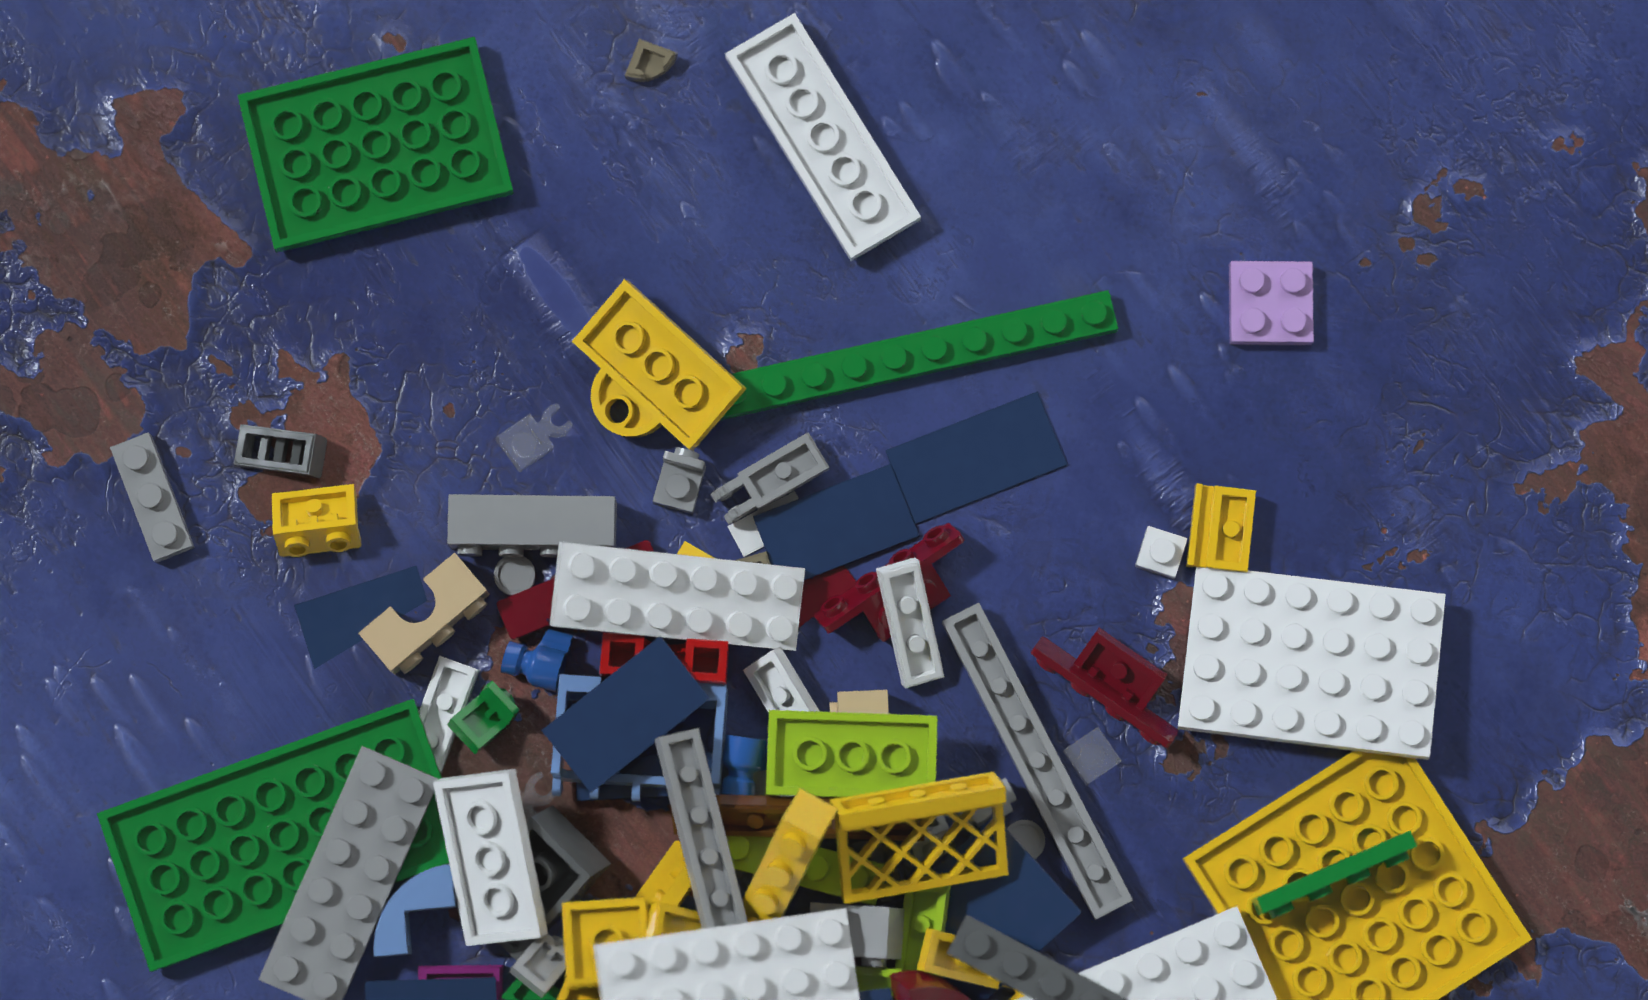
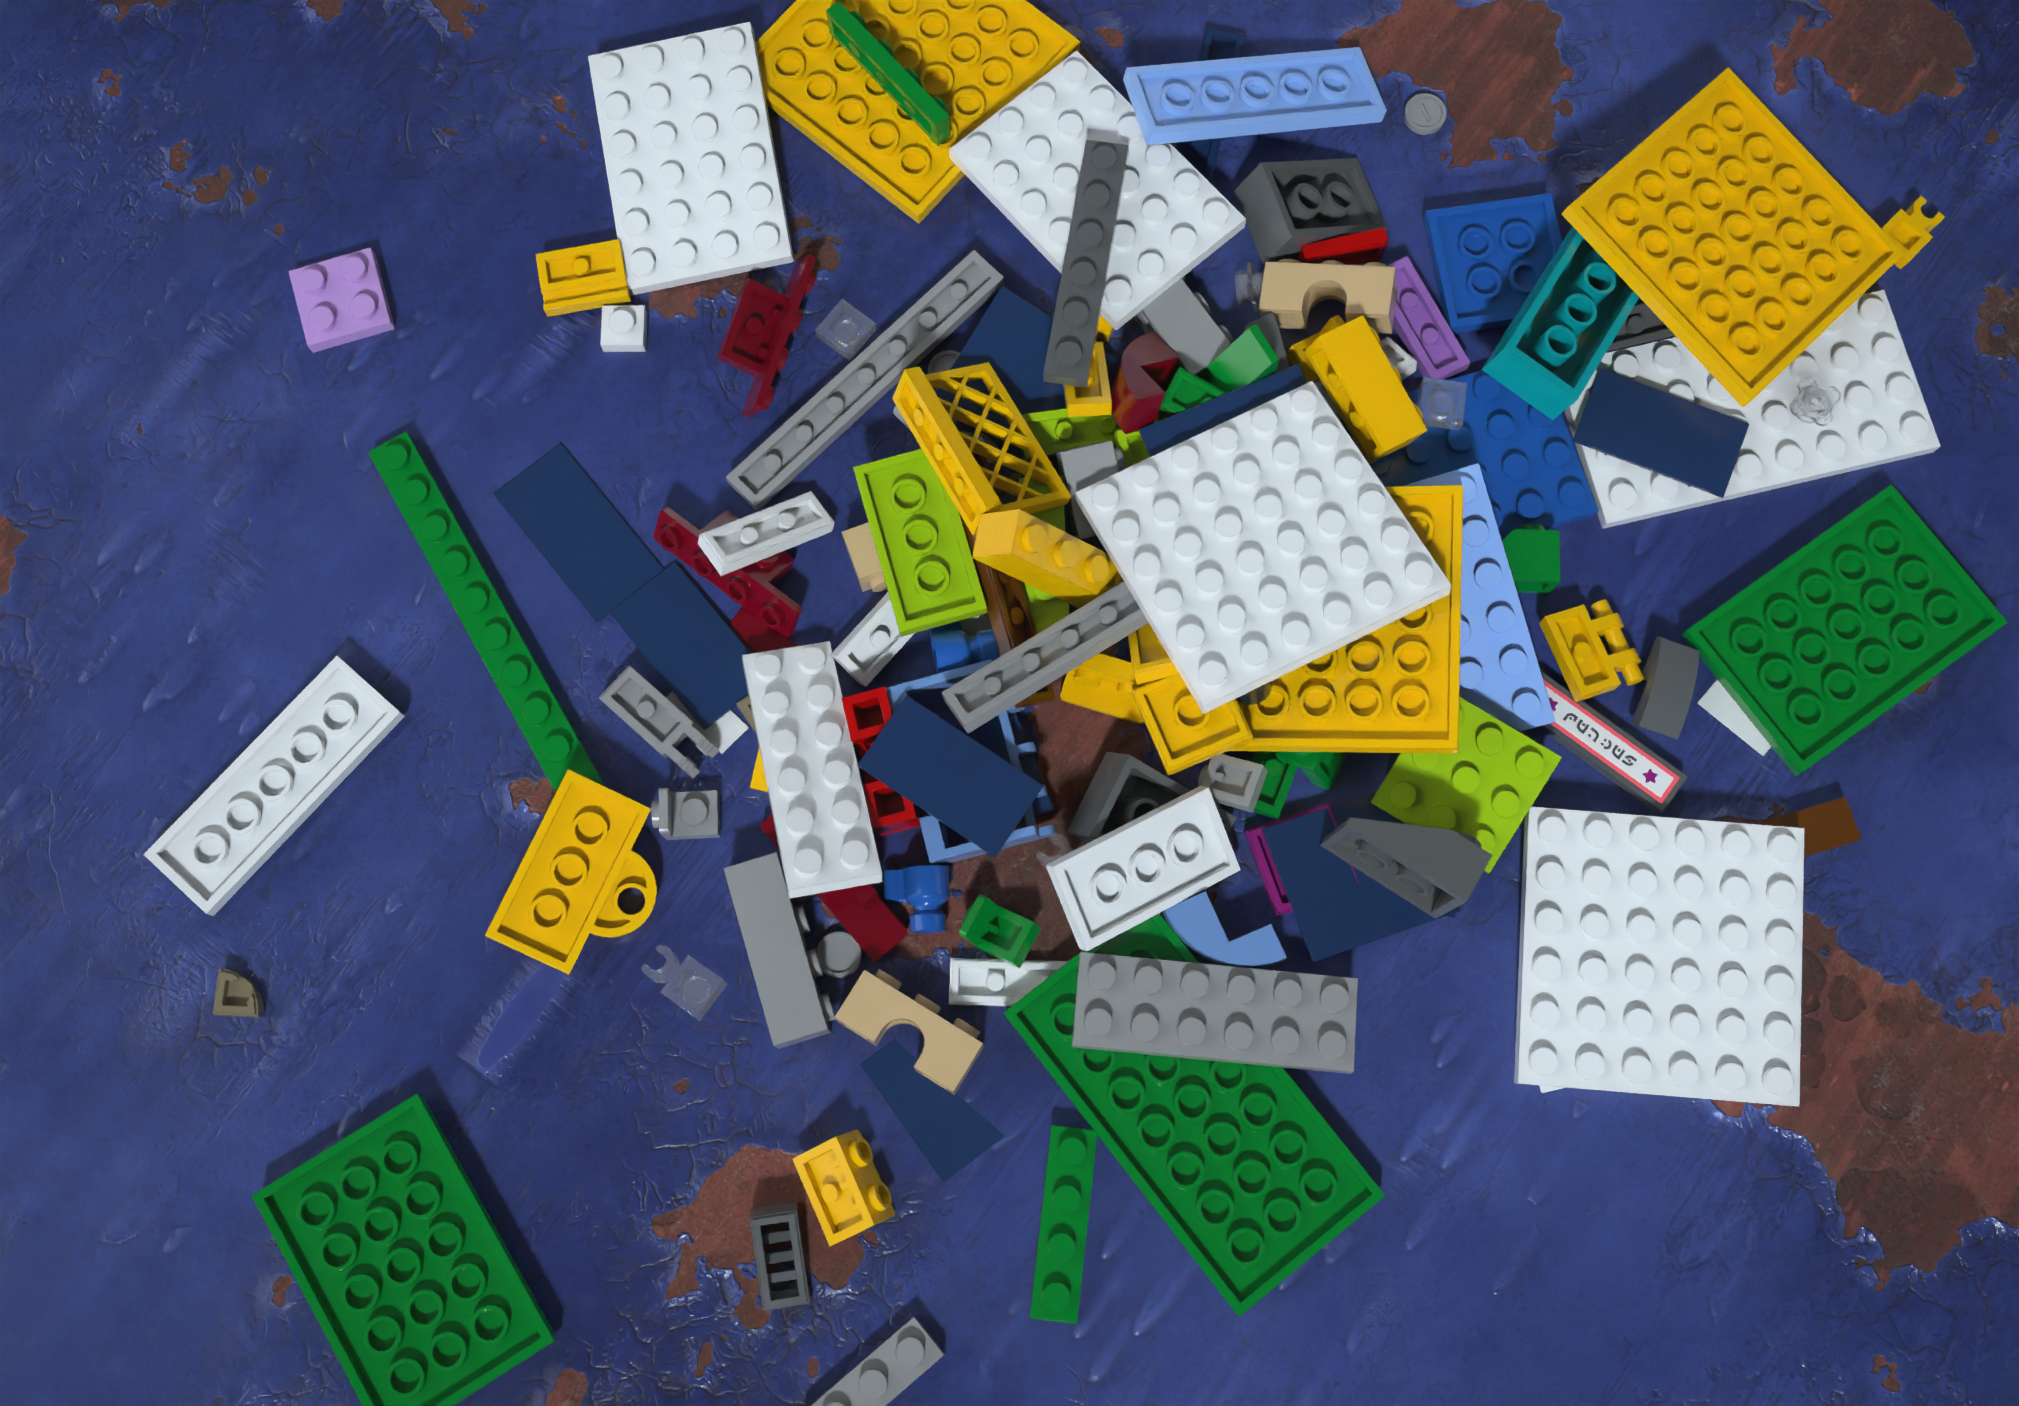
camera: 105 degrees left, 5 degrees down
(223, 694) = (1063, 1224): none -> green plate

